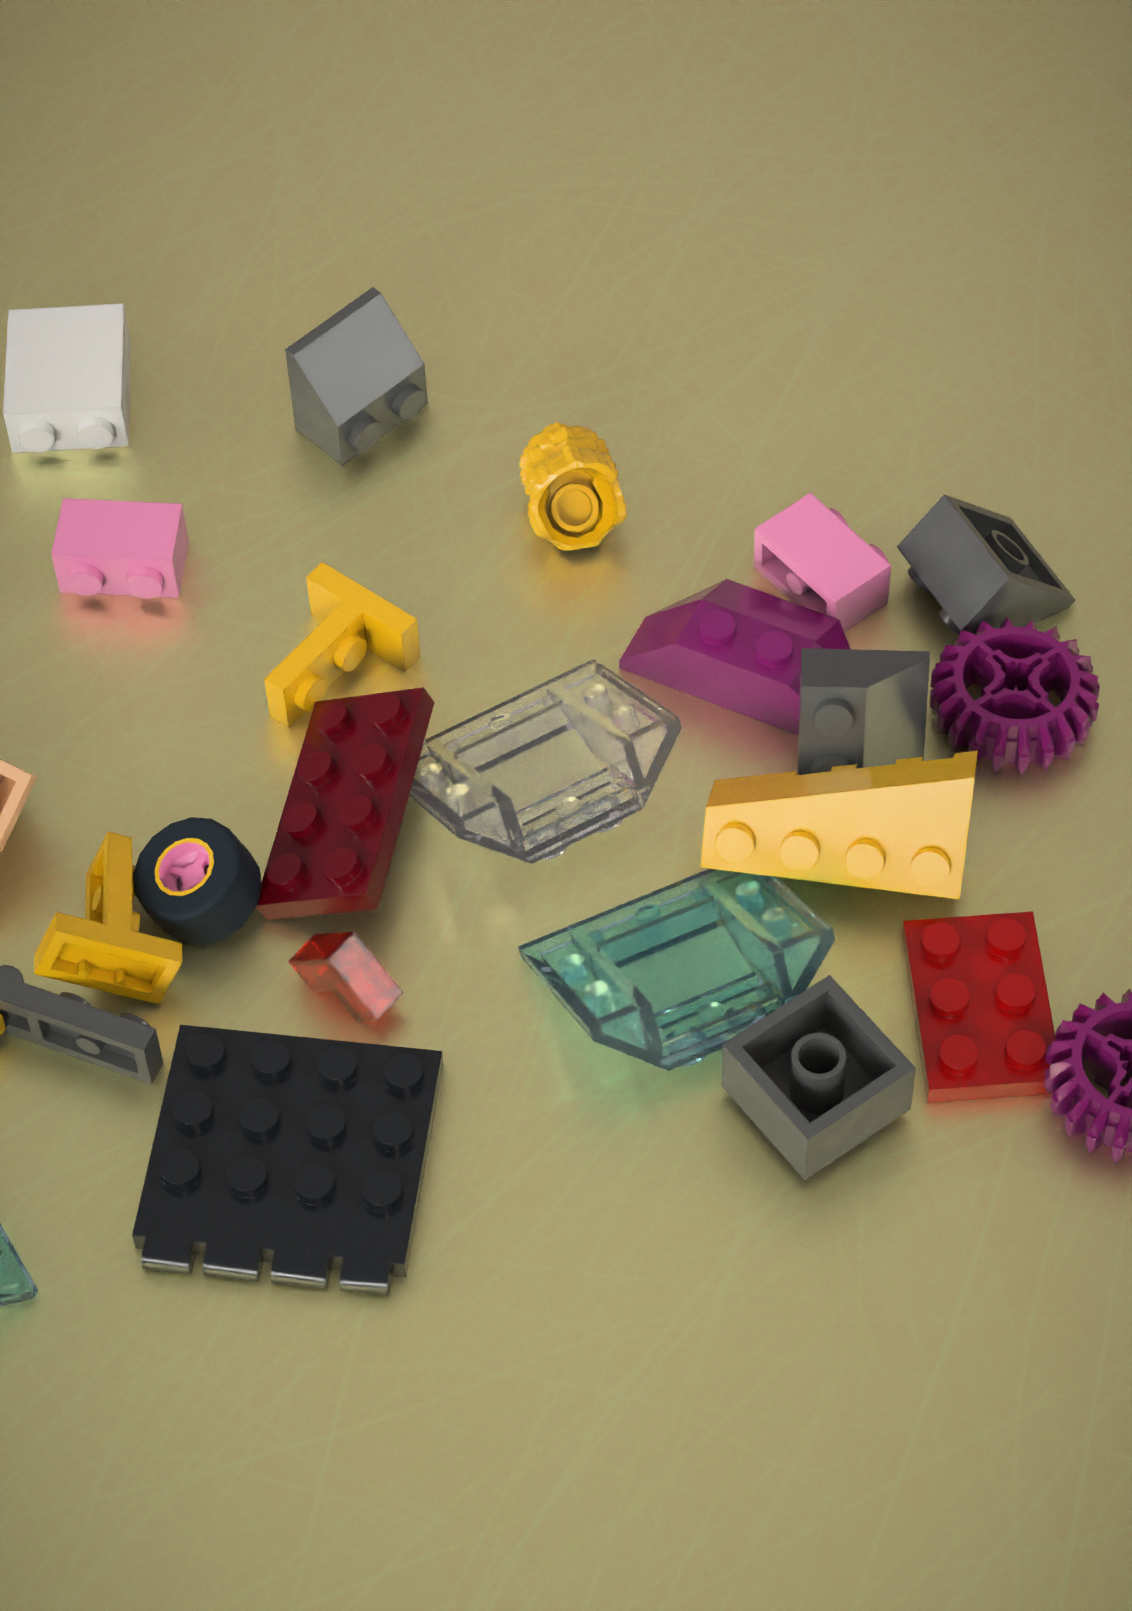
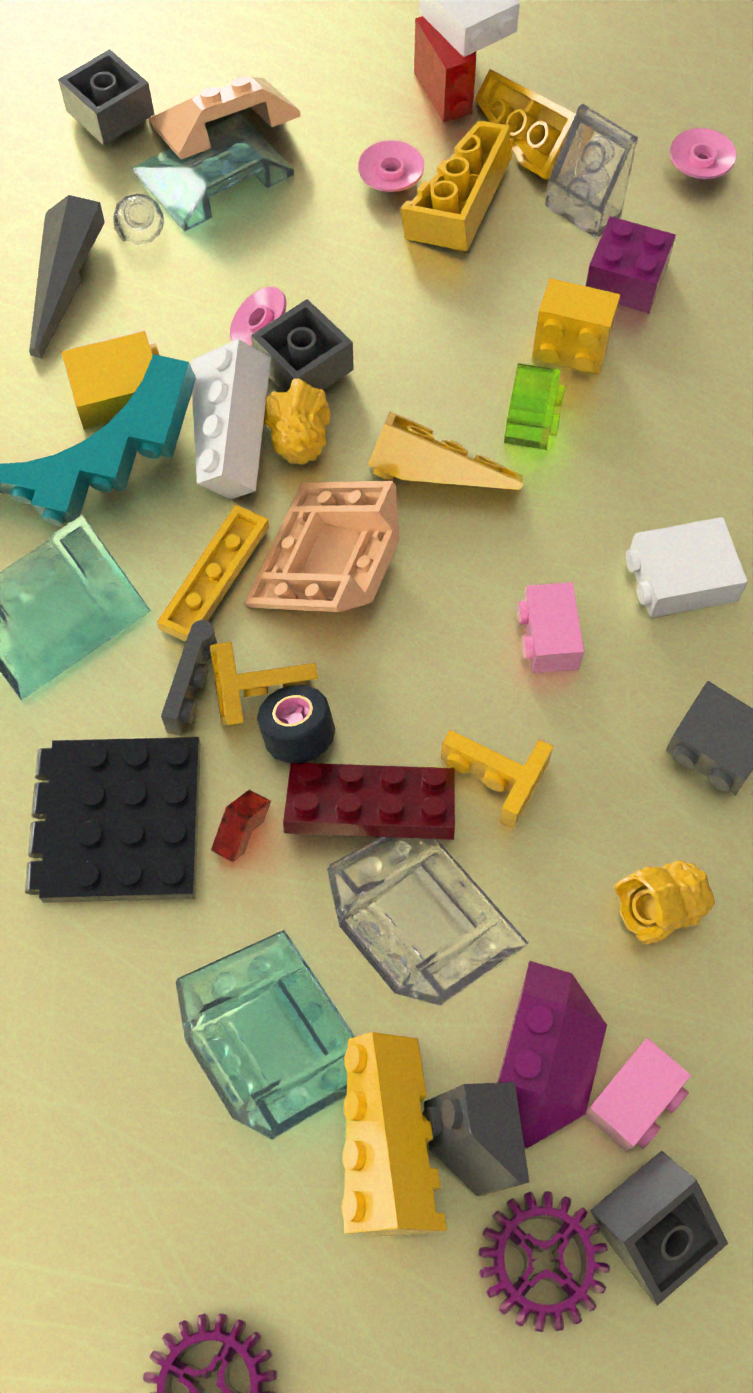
camera: 80 degrees right, 10 degrees up
(817, 1077) = (179, 1143): dark grey brick -> none
(979, 1005) = (269, 1260): red plate -> none

